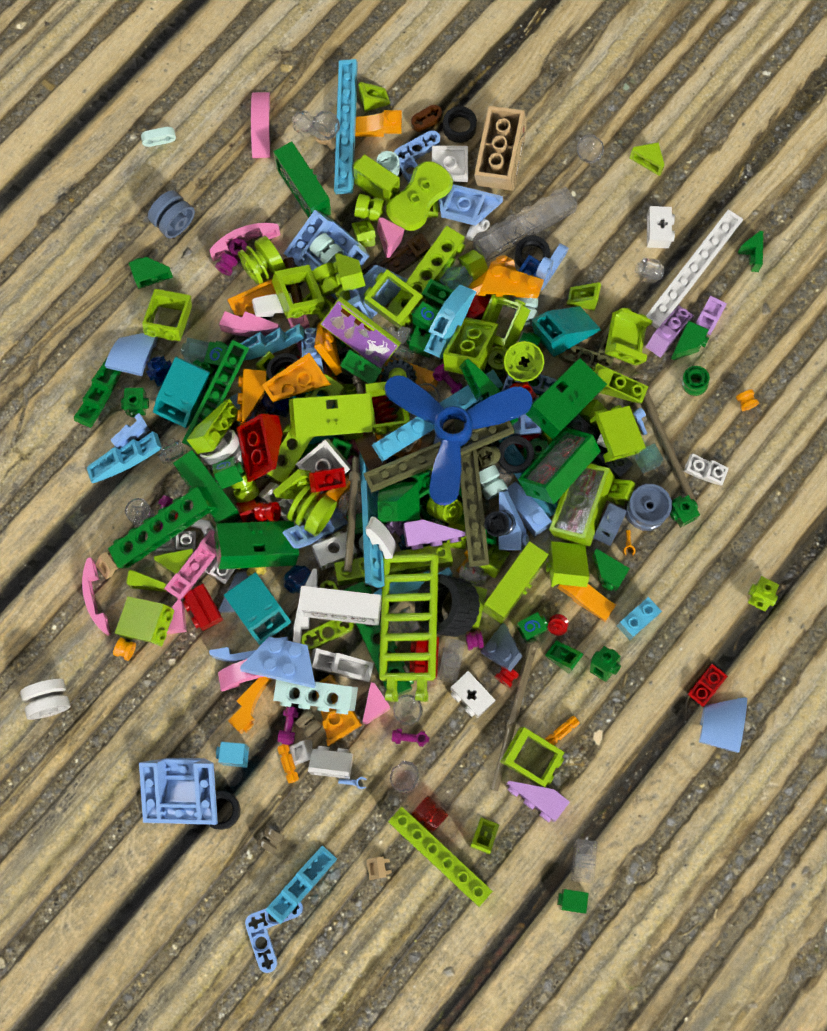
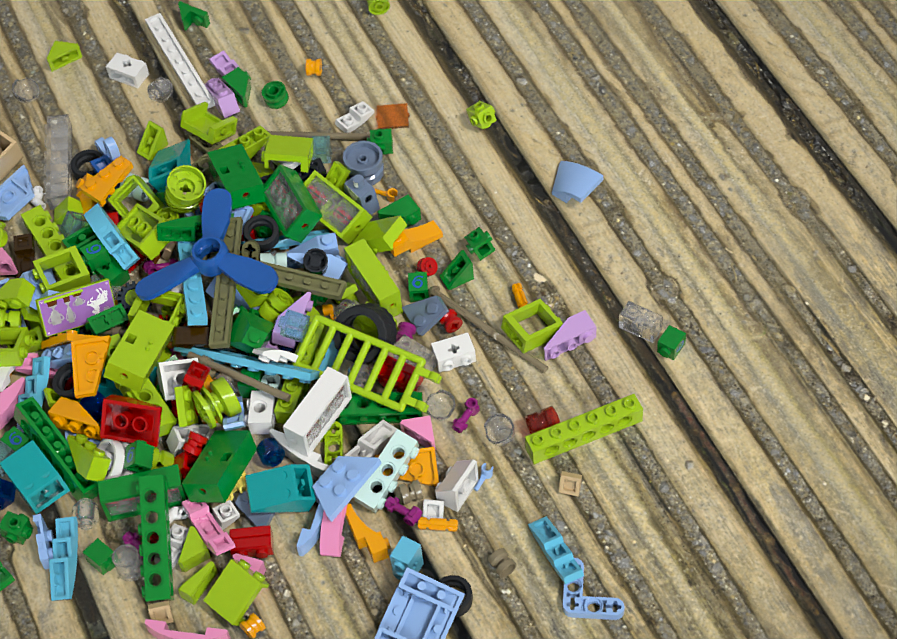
camera: 60 degrees left, 20 degrees down
(138, 486) = (99, 556): none -> green brick
(415, 540) = (294, 325): none -> clear light blue brick
(484, 836) = (585, 390): lime slope -> none
(639, 618) = (454, 206): medium azure brick -> none
(707, 685) = (536, 183): red slope -> none
(726, 505) = (393, 116): none -> clear orange piece

